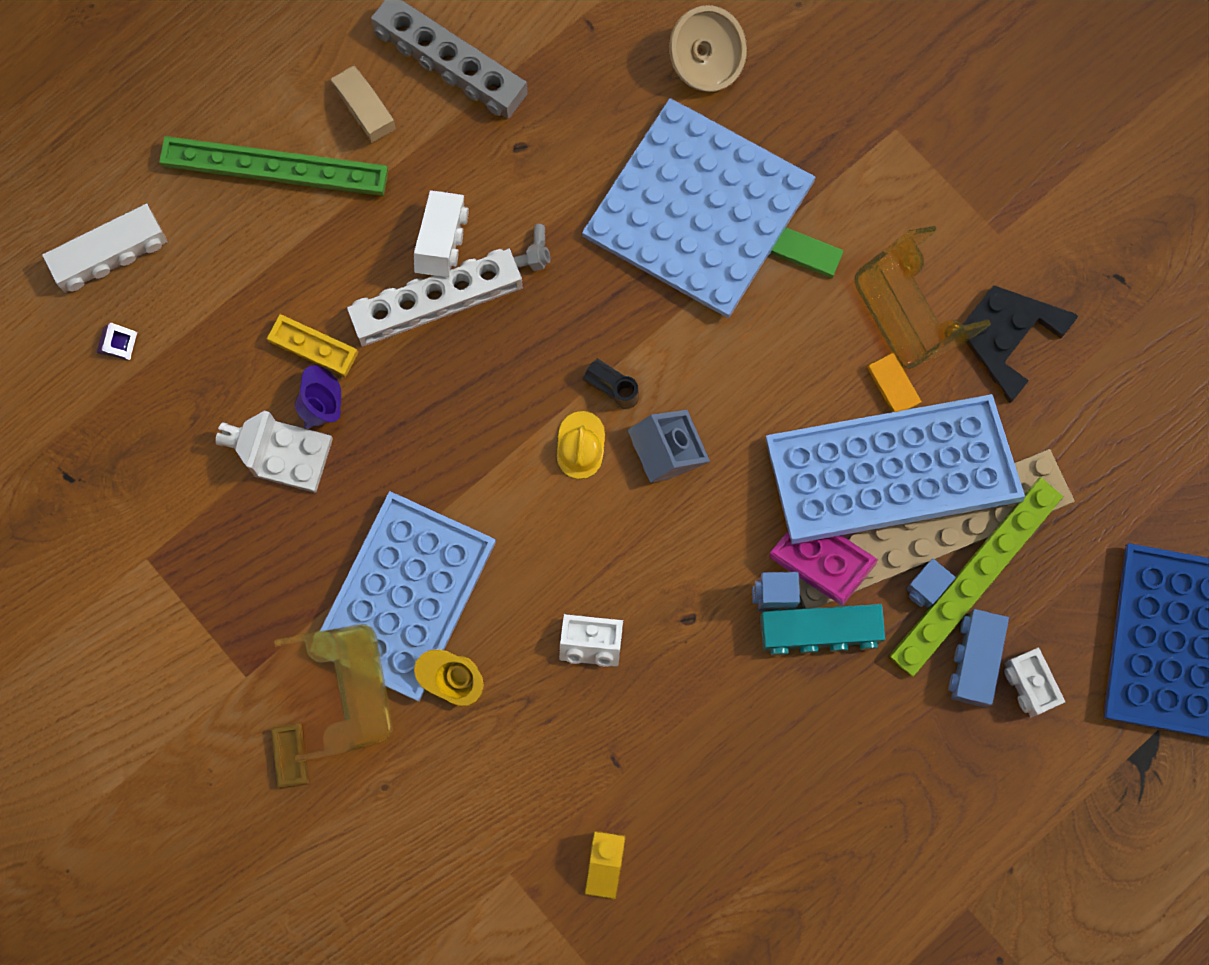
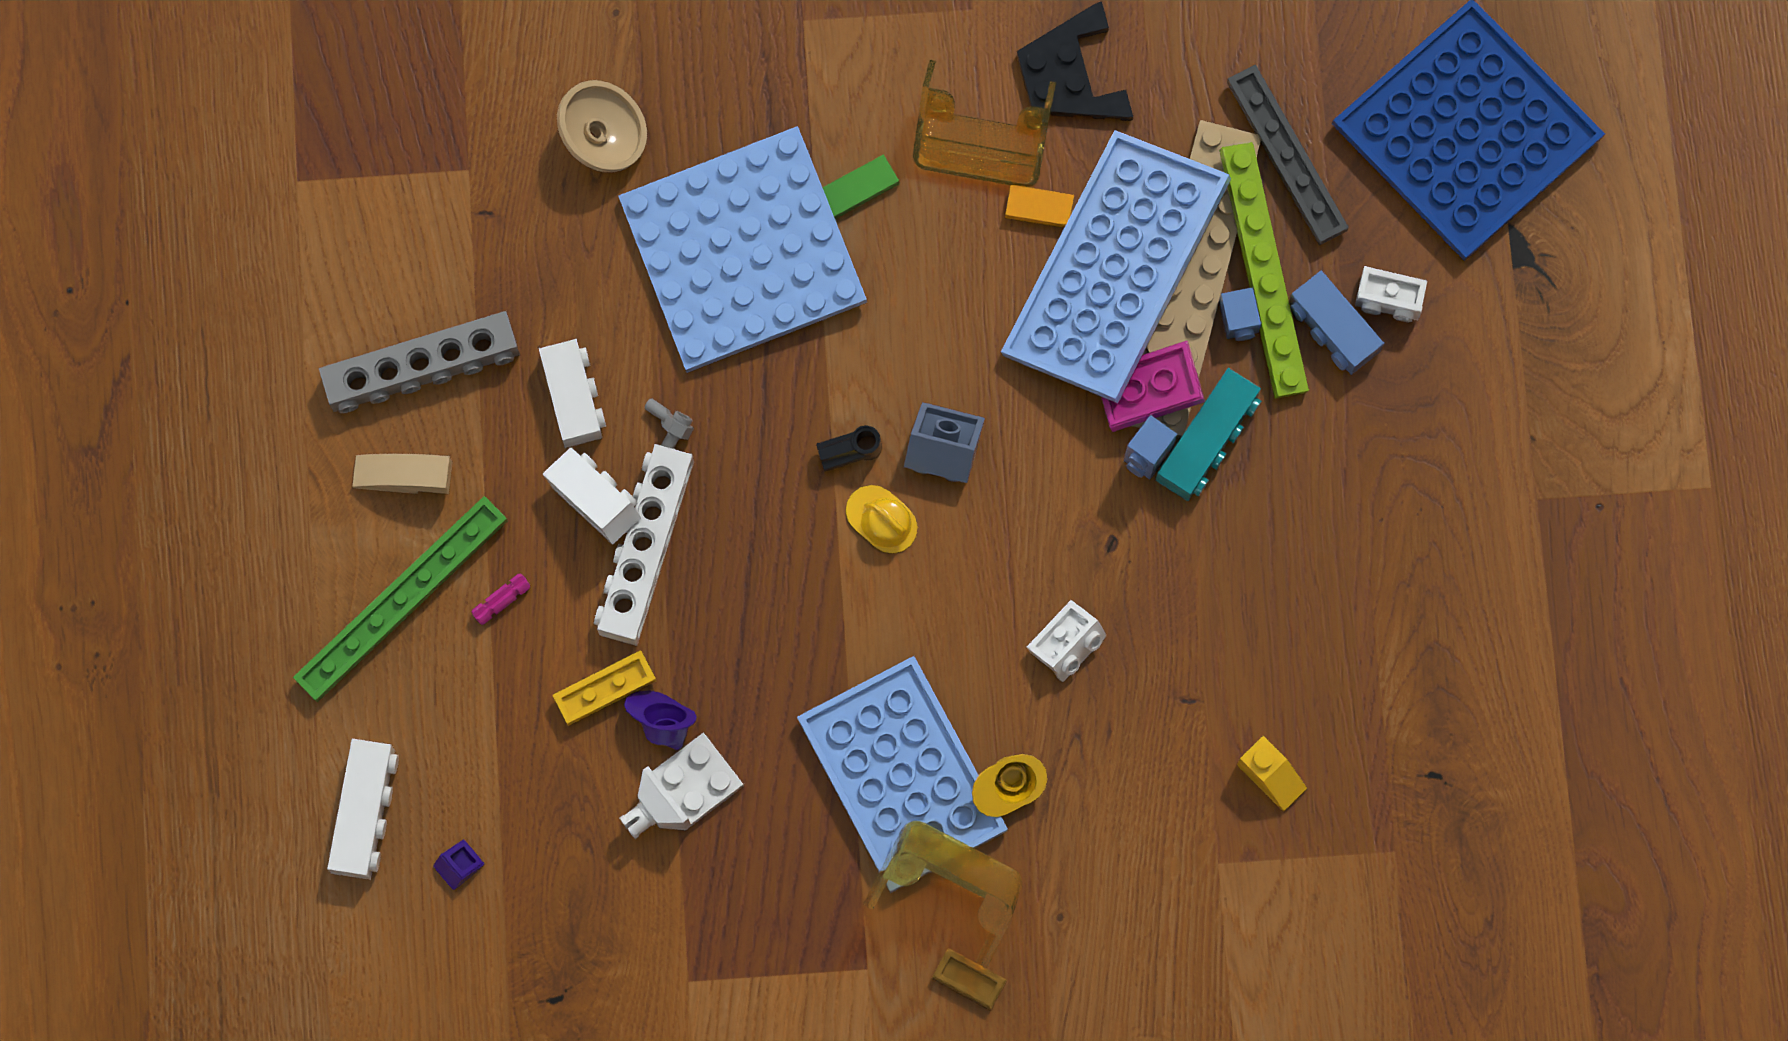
camera: 50 degrees left, 0 degrees up
(324, 231) = (500, 599): none -> dark pink axle
(505, 169) = (572, 392): none -> white brick
(1075, 530) = (1287, 155): none -> dark grey plate

